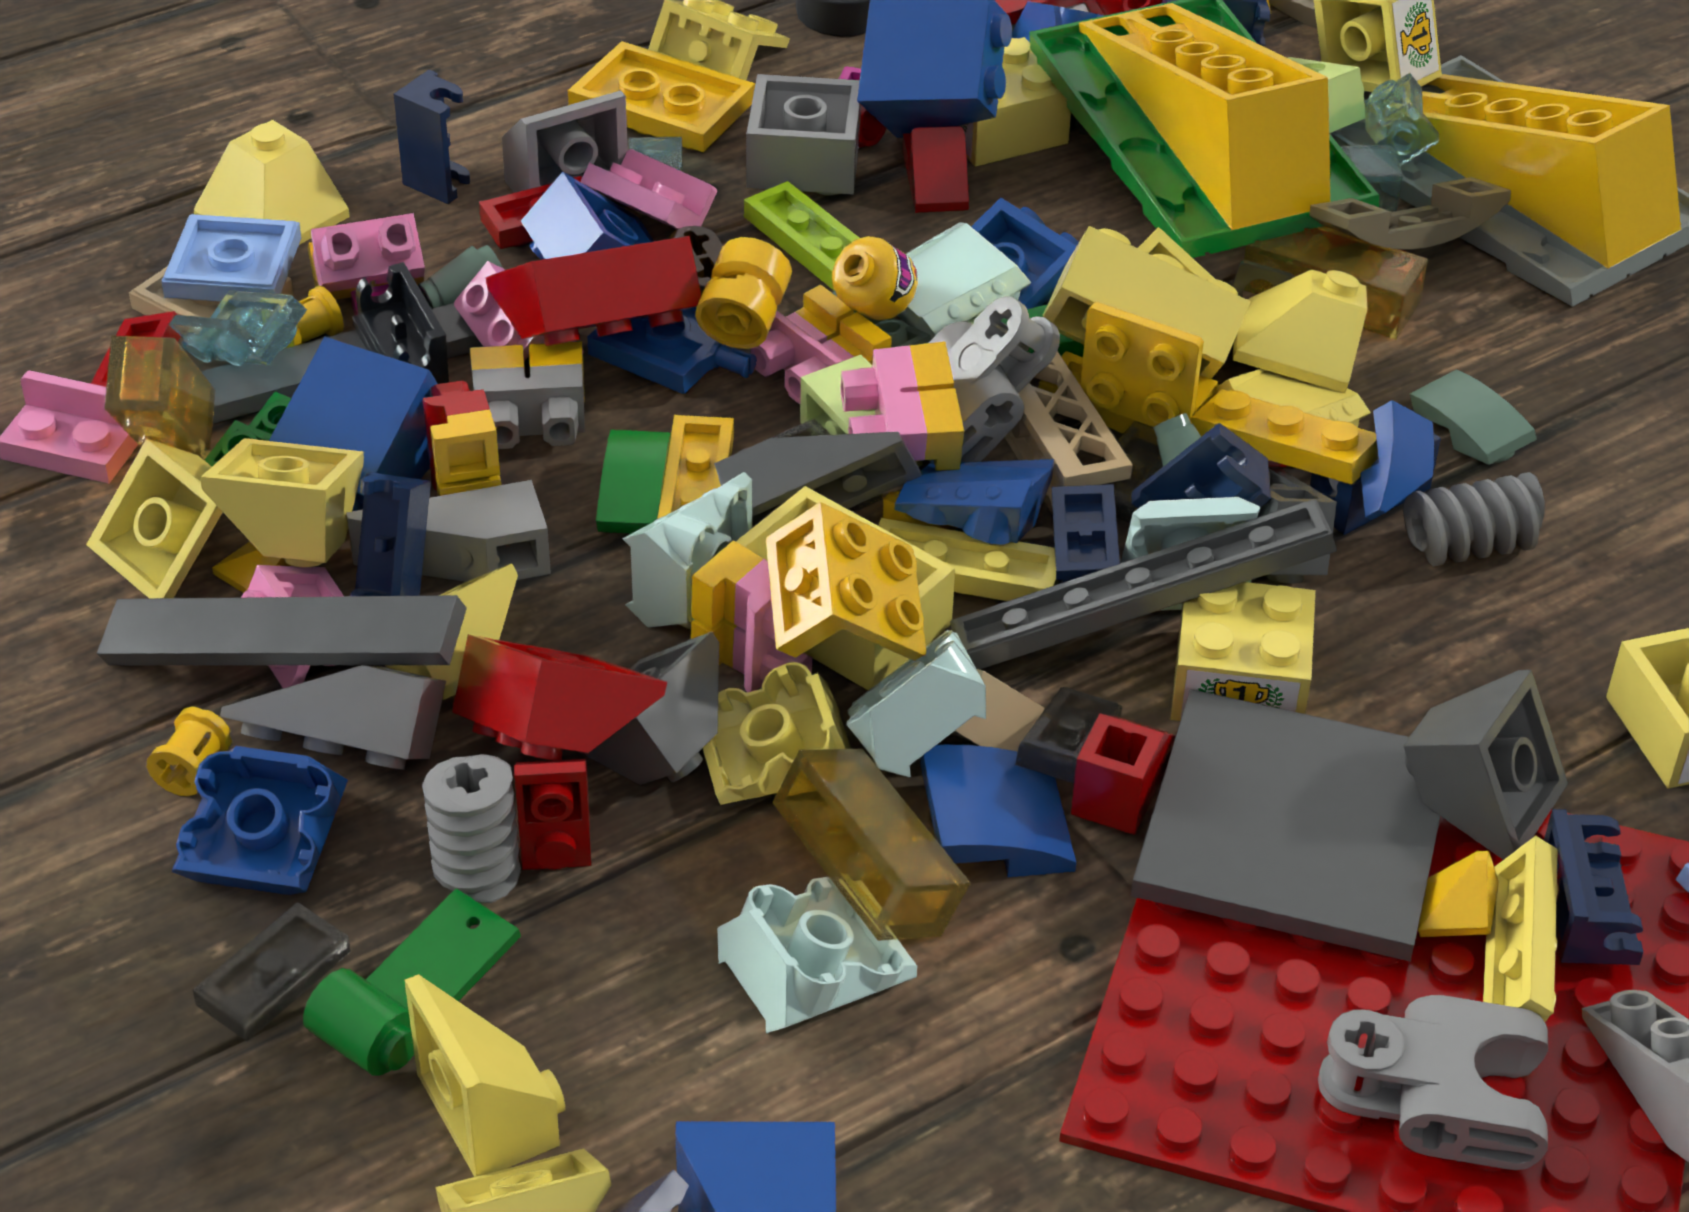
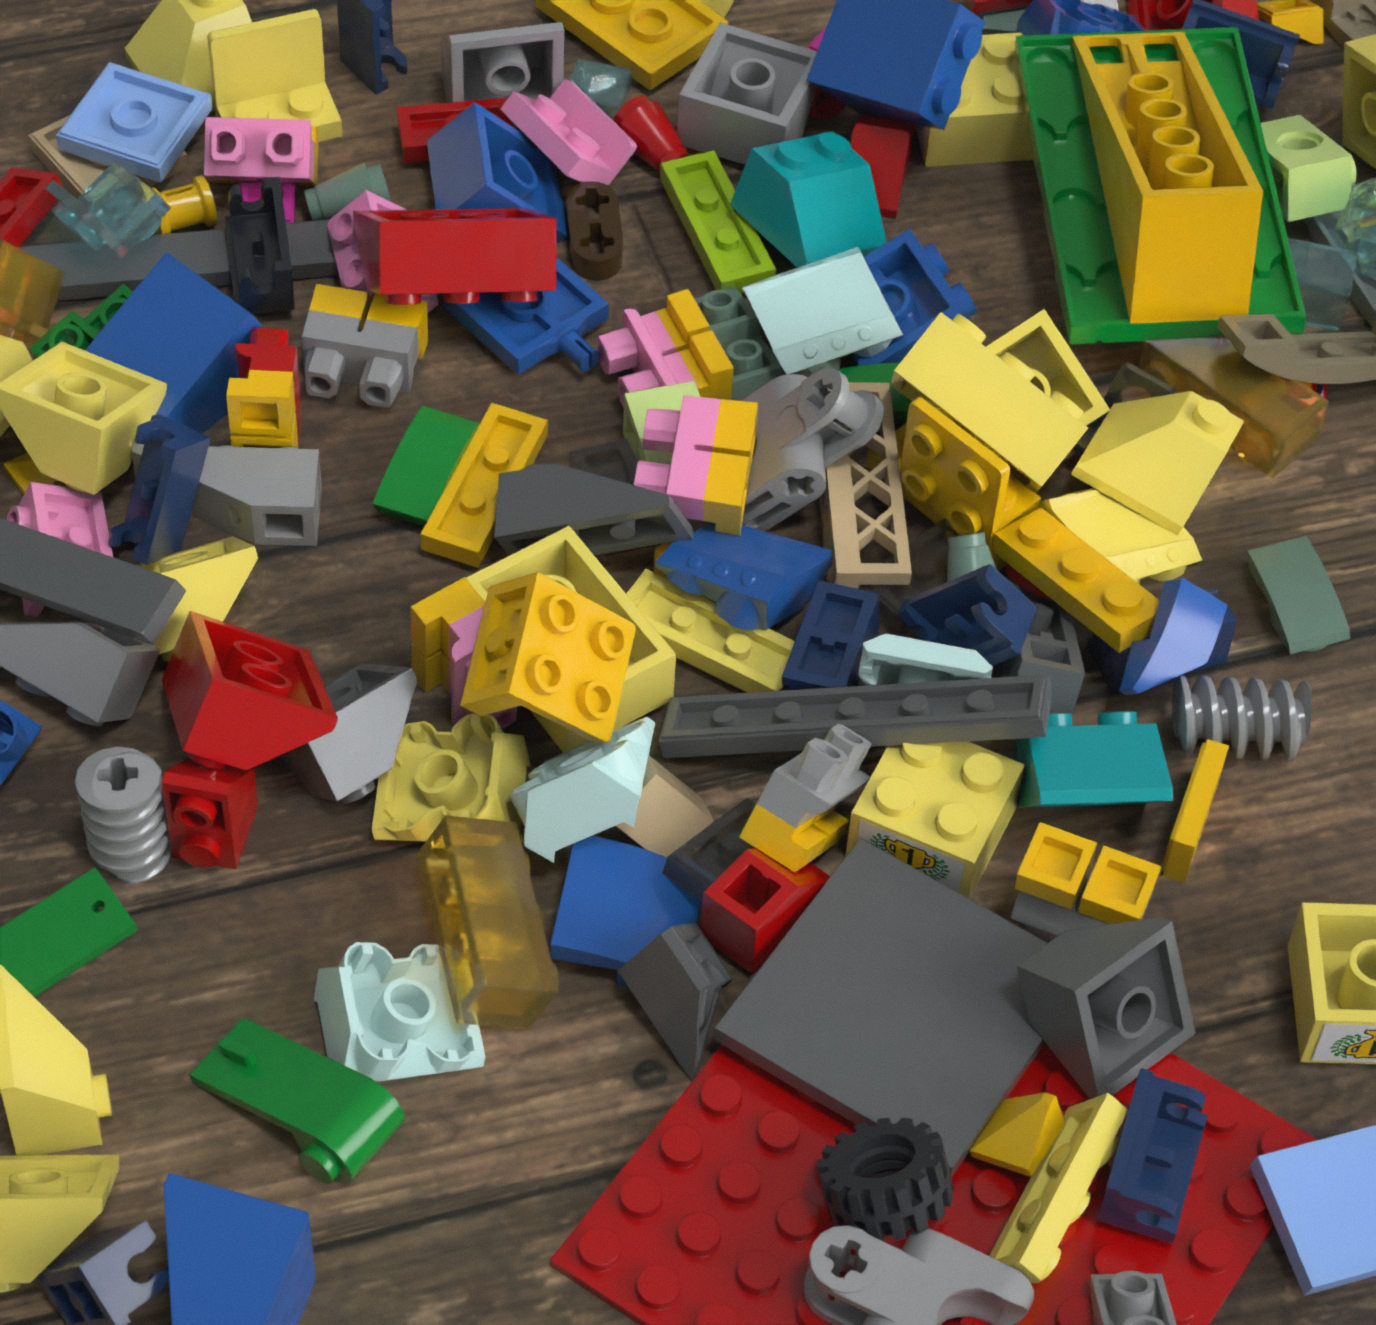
camera: 15 degrees right, 10 degrees up
(350, 183) = (273, 72): none -> light yellow bracket
(679, 545) = (433, 558): light aqua slope -> none
(726, 176) = (650, 130): none -> red cone
(743, 293) = (603, 281): yellow wheel -> none
(792, 1044) = (328, 1107): none -> green door
(874, 278) = (735, 301): yellow head -> none
(893, 194) = (810, 198): none -> teal slope
(1079, 857) = (679, 989): none -> dark grey slope
(1125, 657) = (796, 810): none -> light grey hips
(1365, 962) = (886, 1178): none -> black tyre
(1377, 580) = (1094, 763): none -> teal slope
(1402, 682) = (1061, 894): none -> yellow hips
(1473, 604) = (1194, 810): none -> yellow tile

